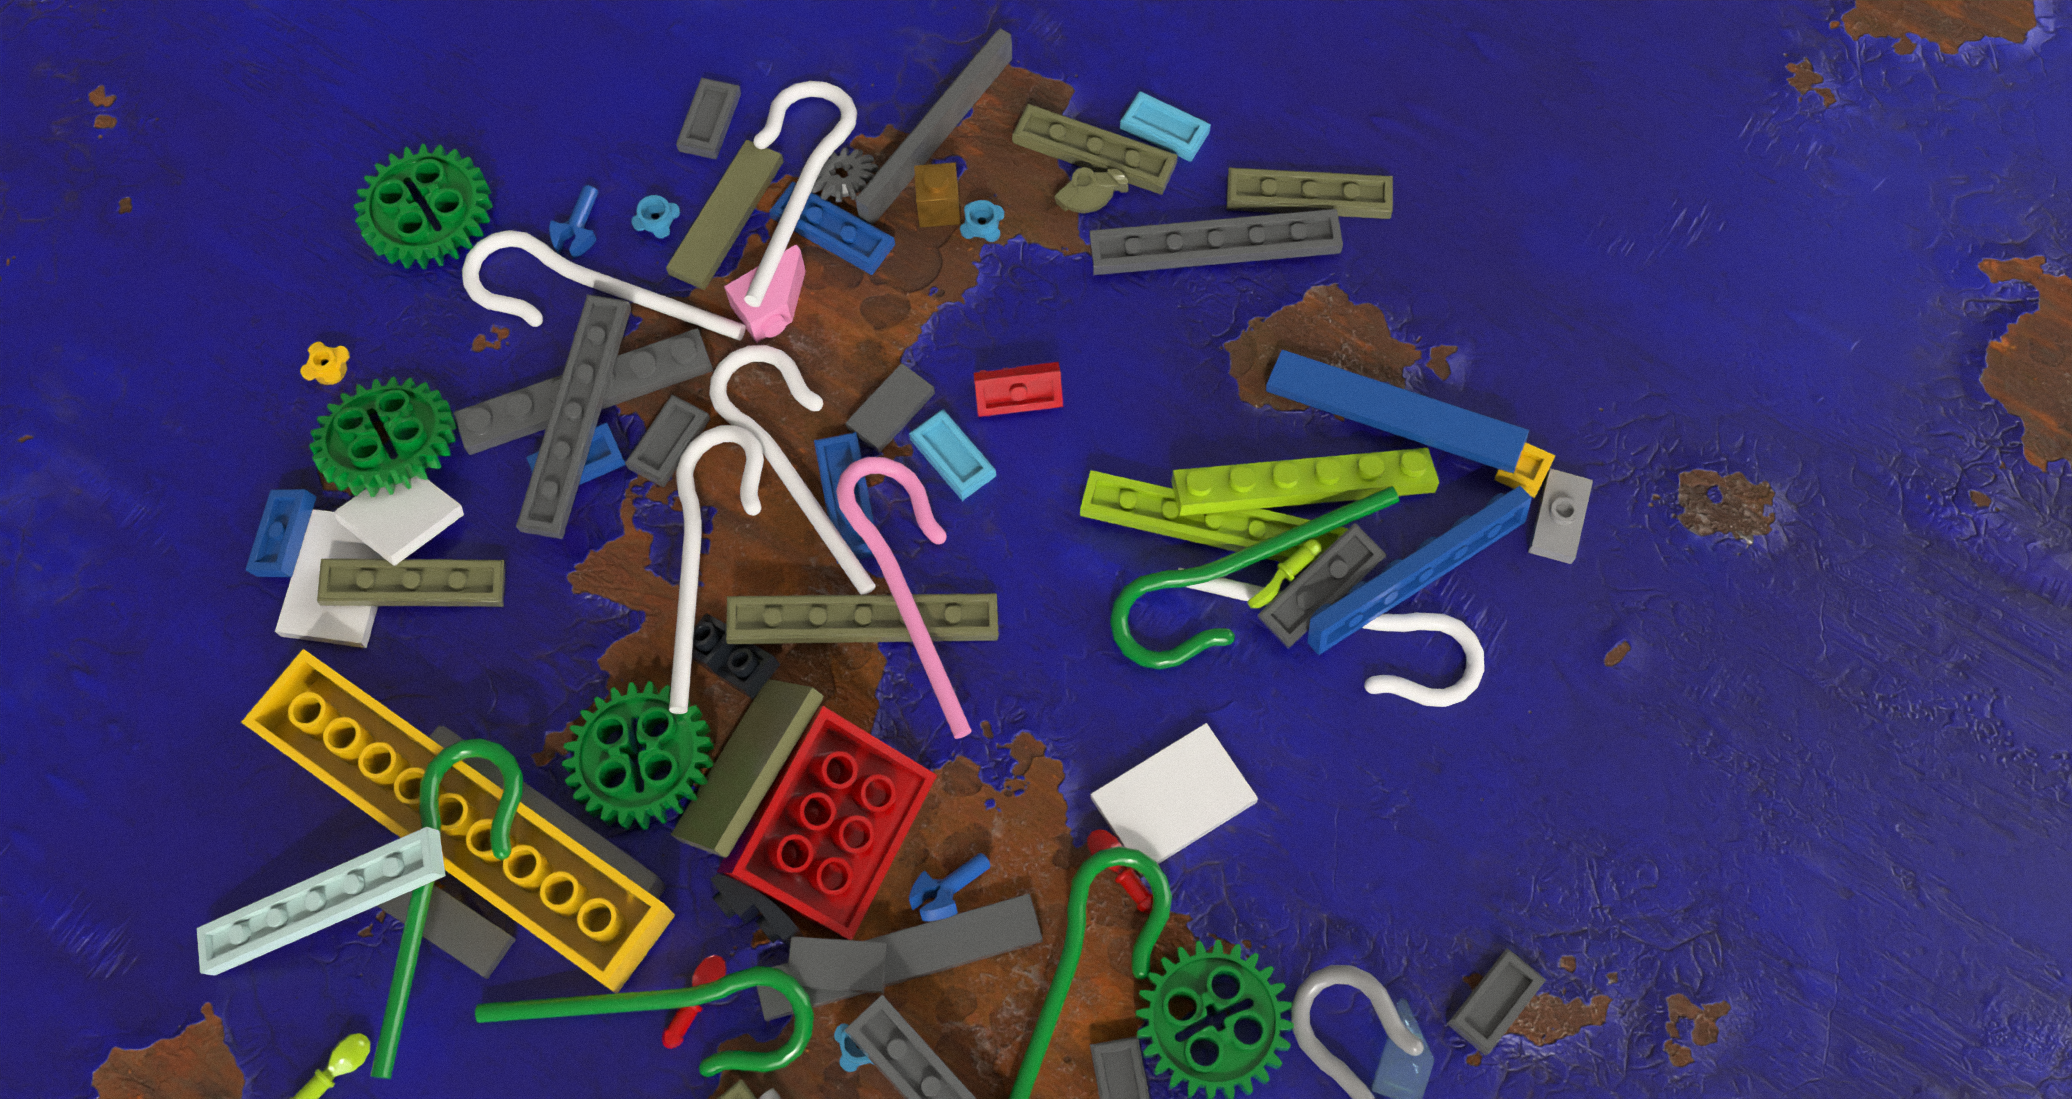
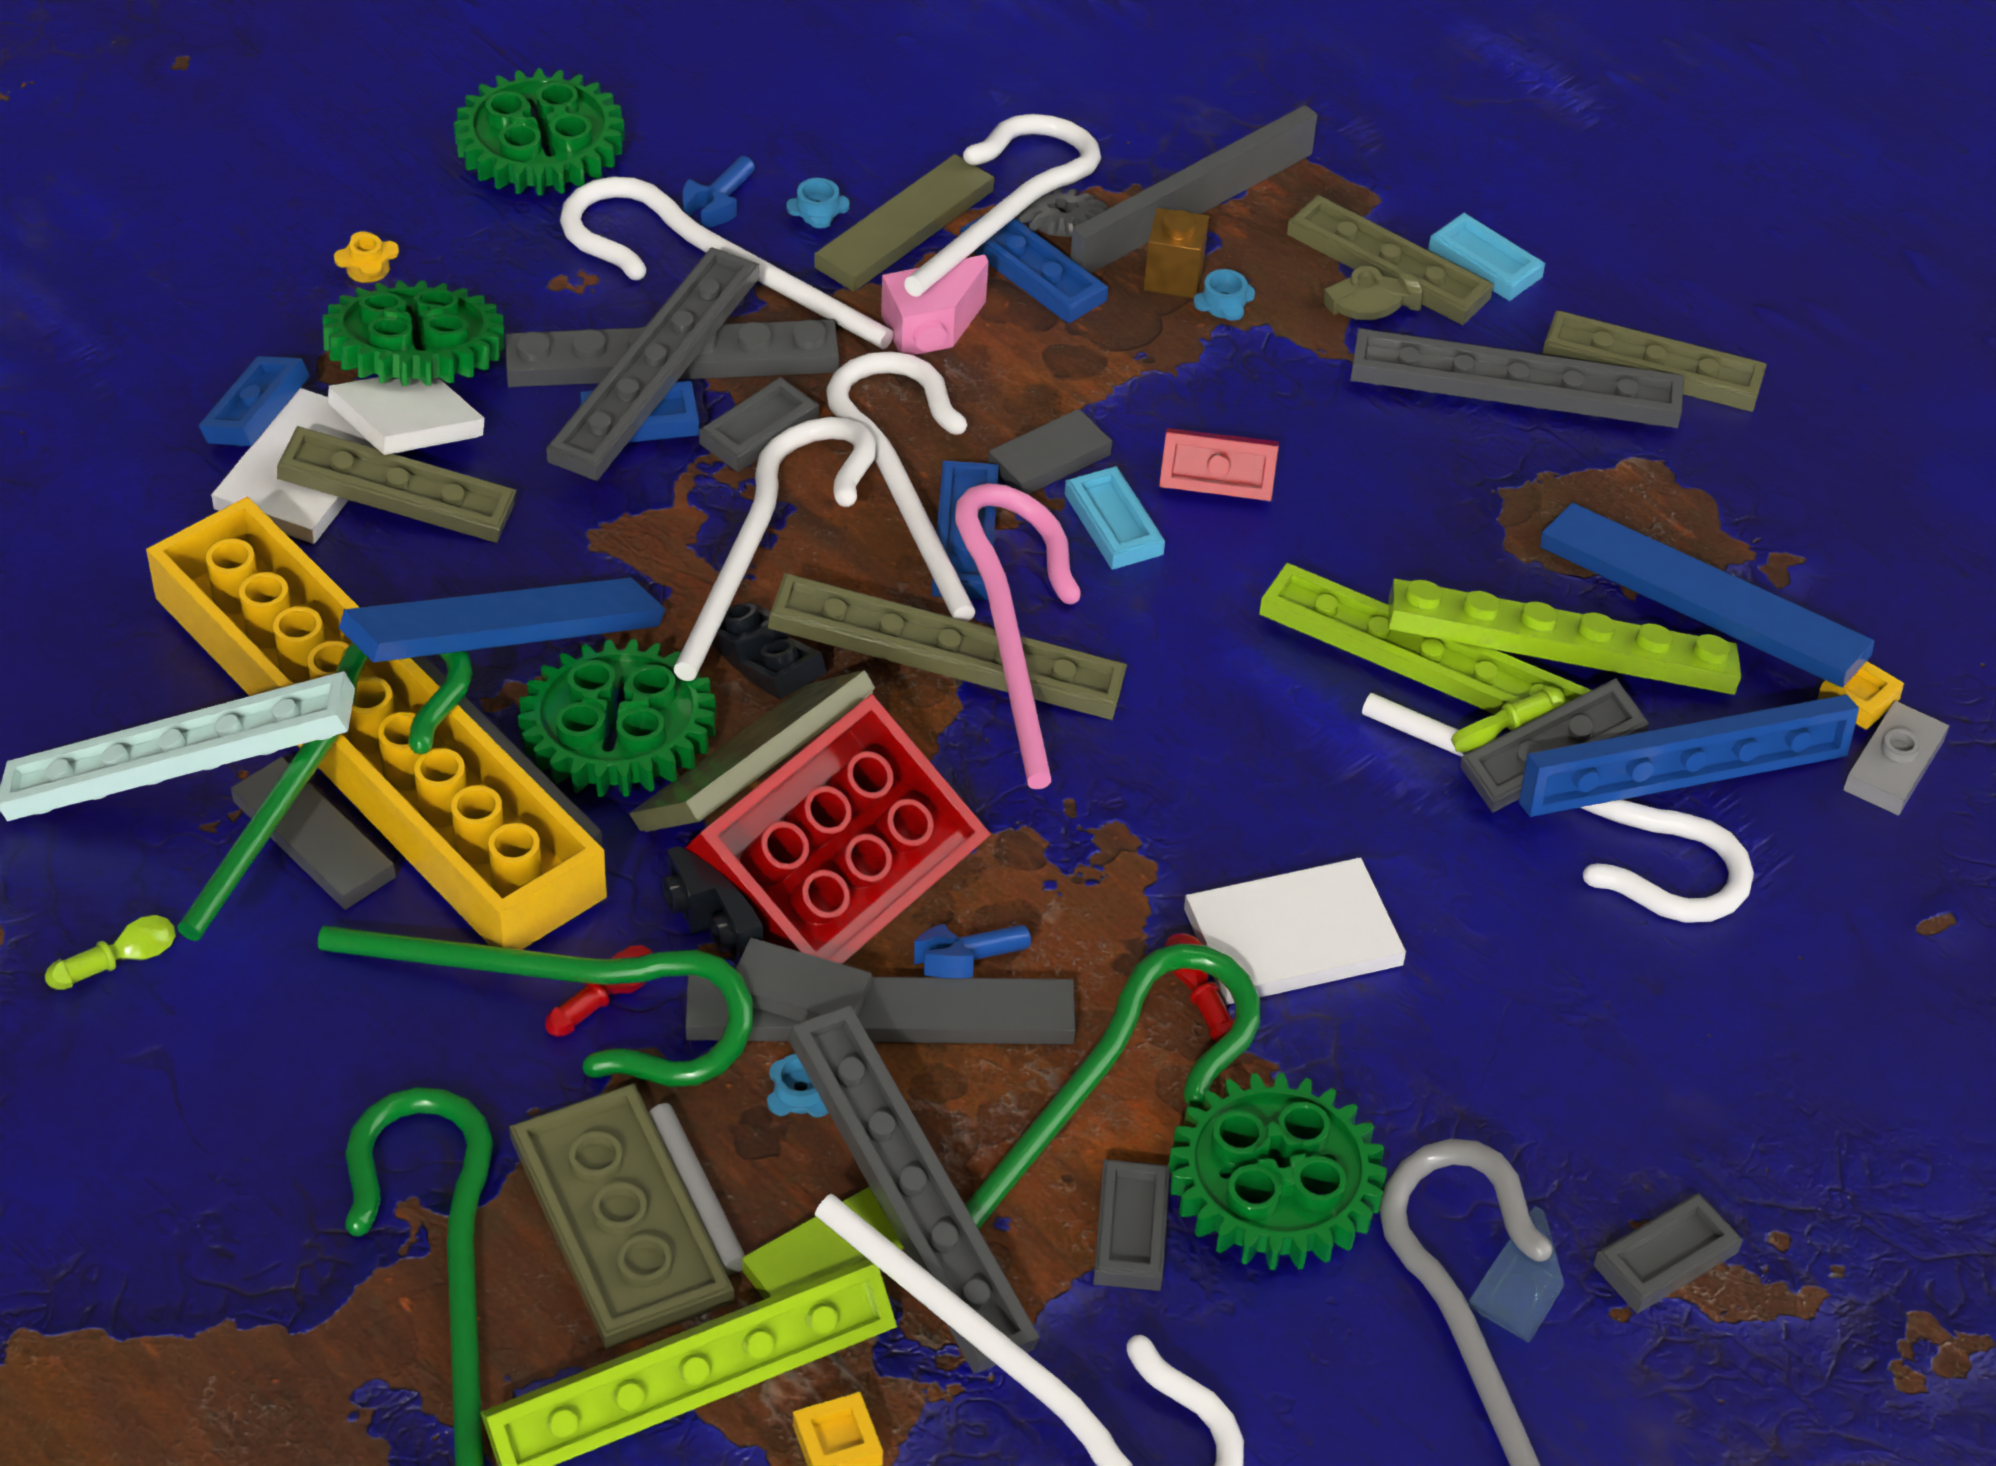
camera: 10 degrees right, 20 degrees down
(526, 715) = (500, 619): none -> blue tile
(708, 118) = (914, 128): dark grey tile -> none
(1220, 568) = (1424, 697): green piece -> none

